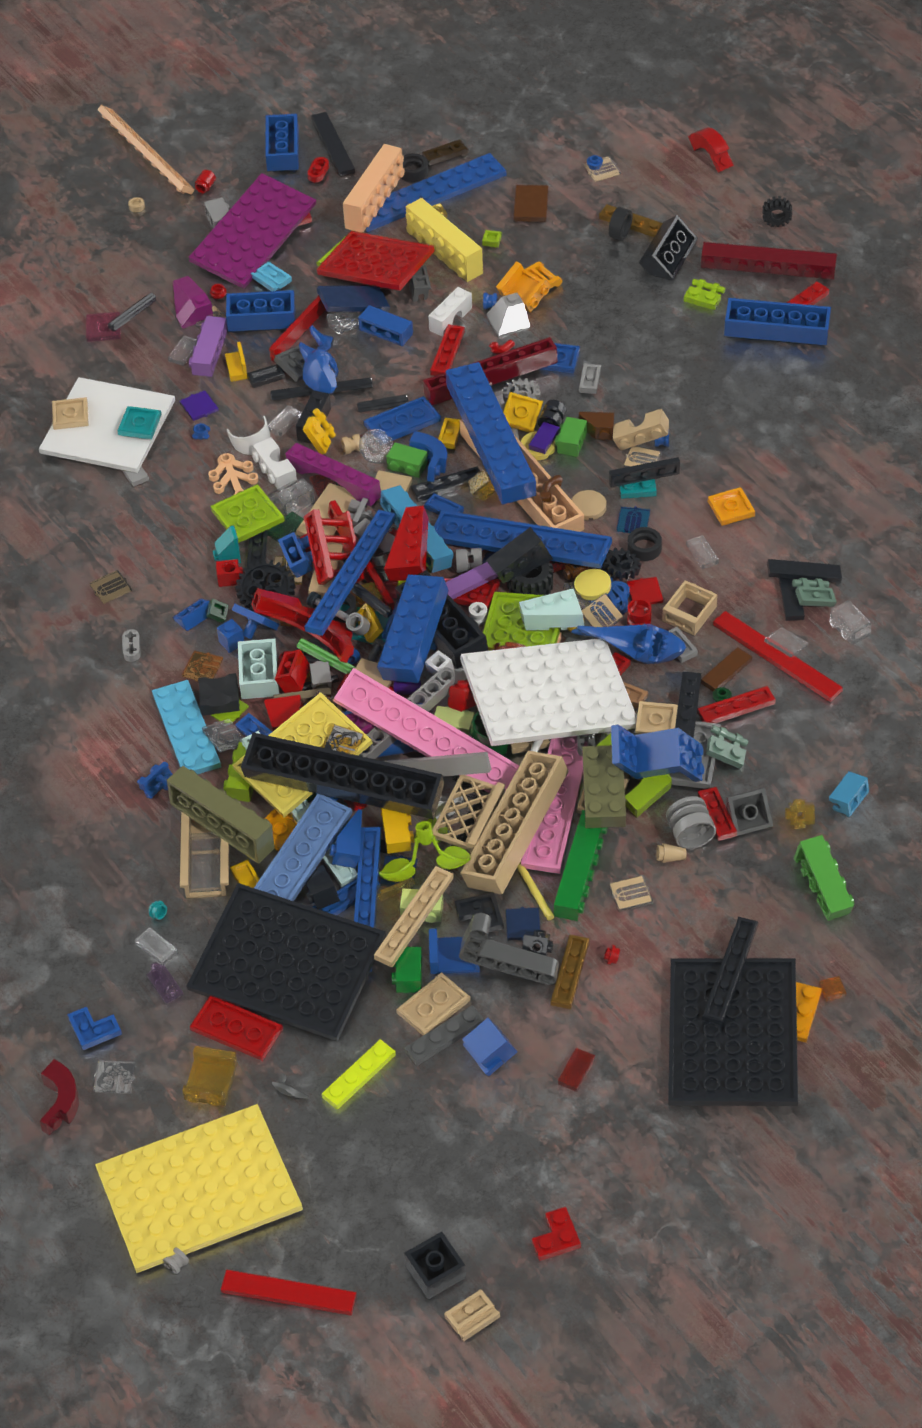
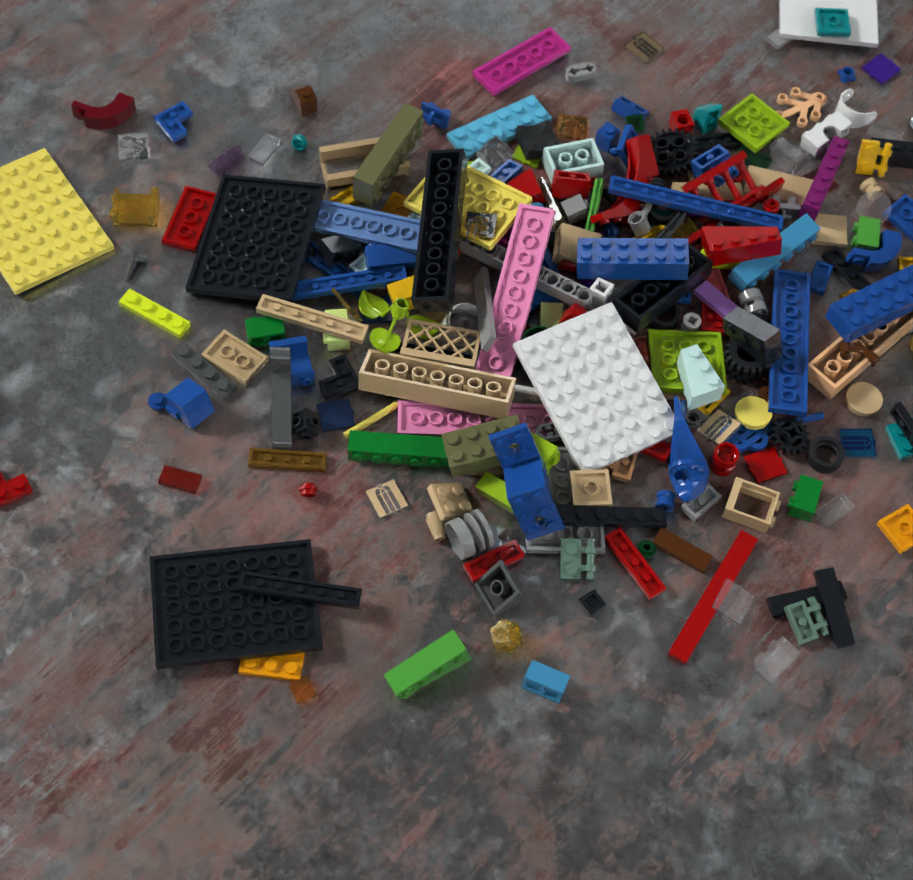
camera: 70 degrees right, 10 degrees up
(94, 897) = (304, 99): none -> reddish brown slope
(102, 692) = (521, 61): none -> dark pink plate
(361, 518) = (771, 205): none -> red plate
(476, 1080) = (157, 401): none -> blue plate
(648, 835) = (449, 500): none -> tan plate
(674, 670) = (665, 500): none -> blue wheel
(688, 567) = (805, 497): none -> green brick
(770, 747) = (592, 602): none -> black tile

